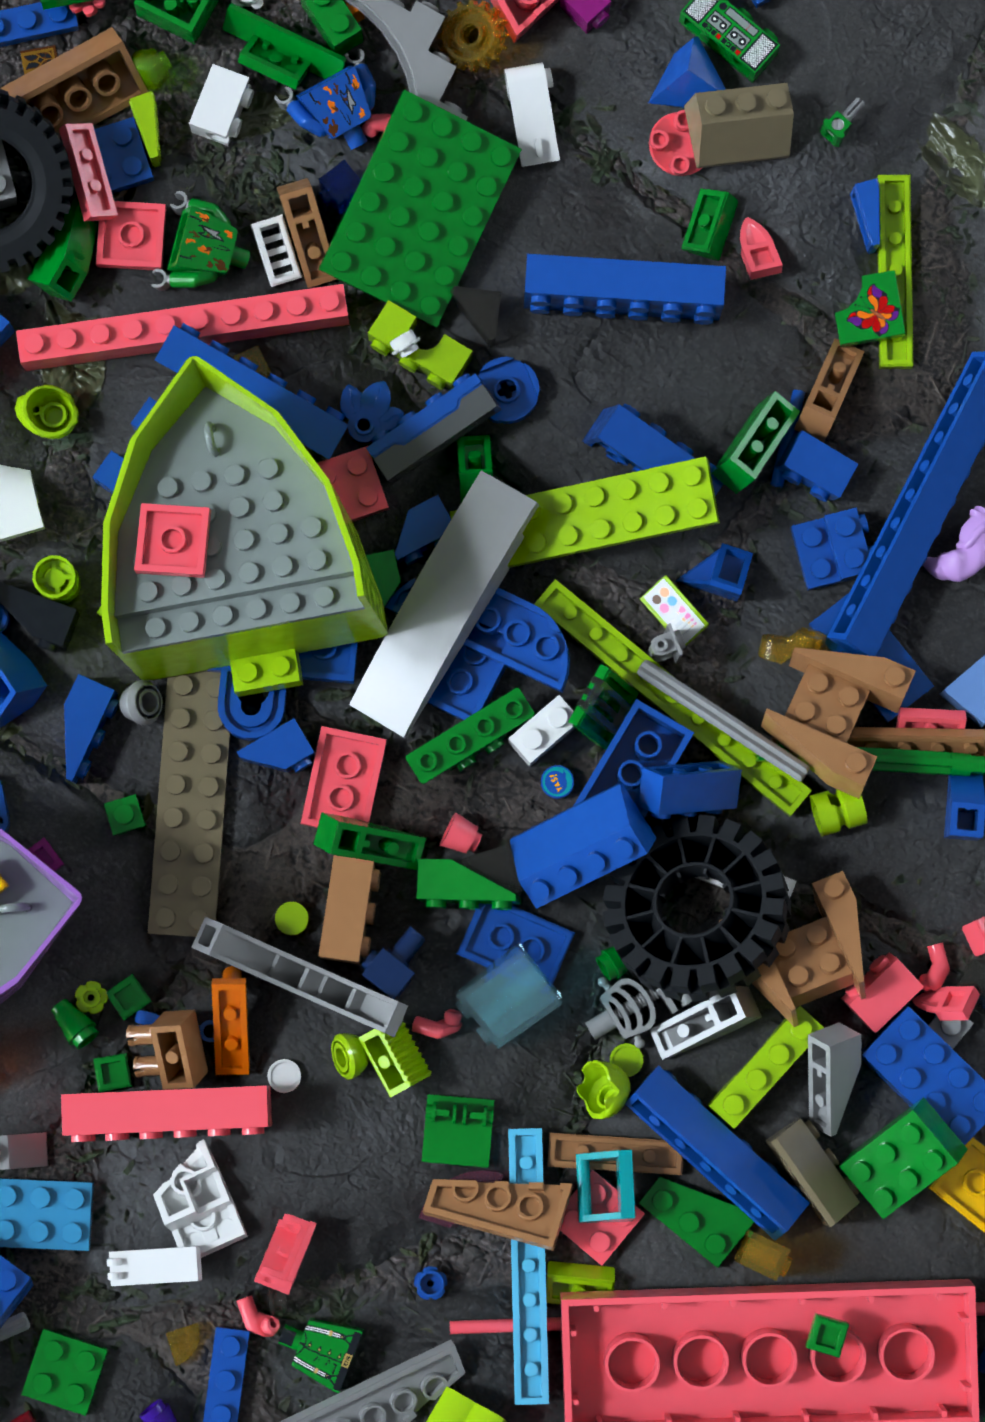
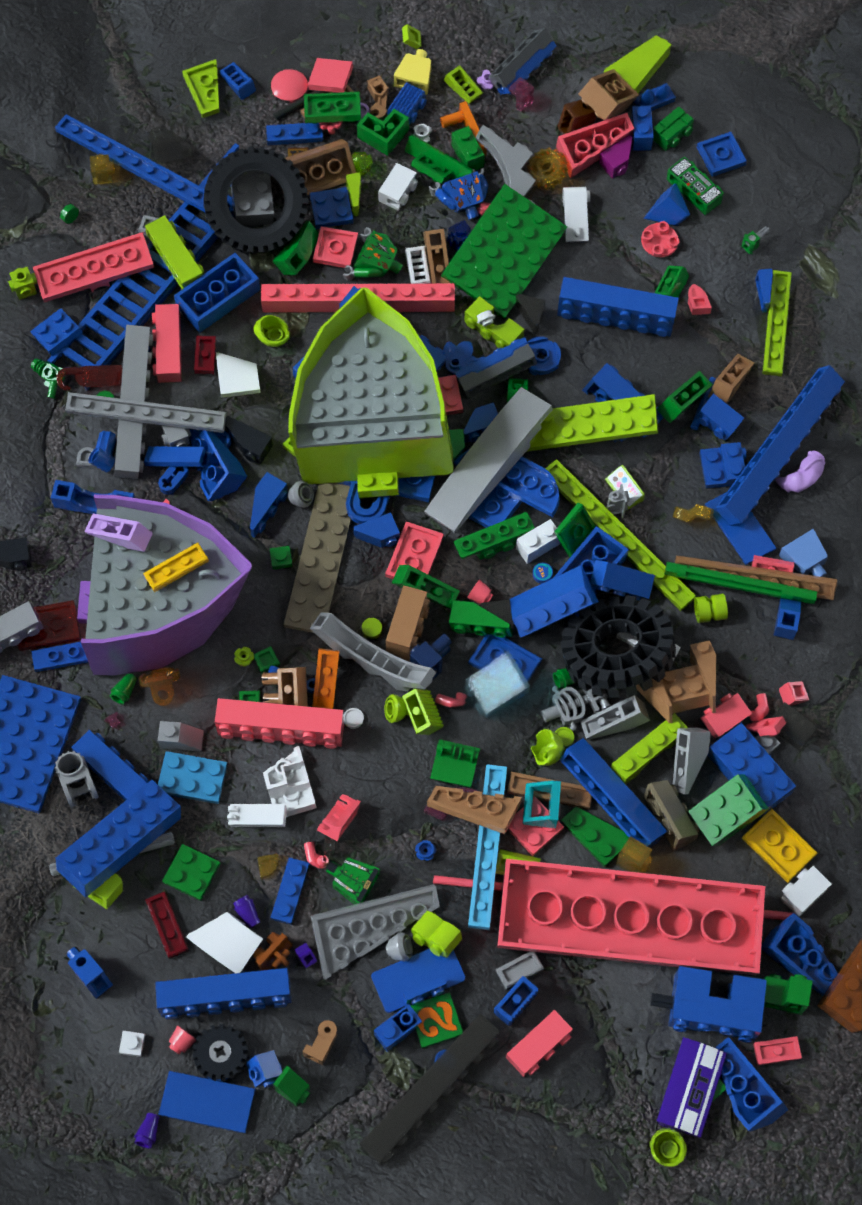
camera: 10 degrees right, 15 degrees down
(56, 579) = (263, 419): lime wheel -> none
(74, 1024) = (232, 671): green cone -> none
(88, 172) = (317, 209): coral plate -> none
(172, 540) = (336, 385): coral tile -> none
(593, 698) = (573, 527): clear smoke tile -> none
(720, 573) = (655, 471): blue slope -> none
(723, 720) = (647, 546): light grey axle -> none
(740, 125) = (695, 231): dark tan slope -> none
(827, 1335) = (669, 902): green tile -> none
(828, 709) = (711, 546): medium nougat wedge -> none
(874, 314) = (762, 341): green tile -> none

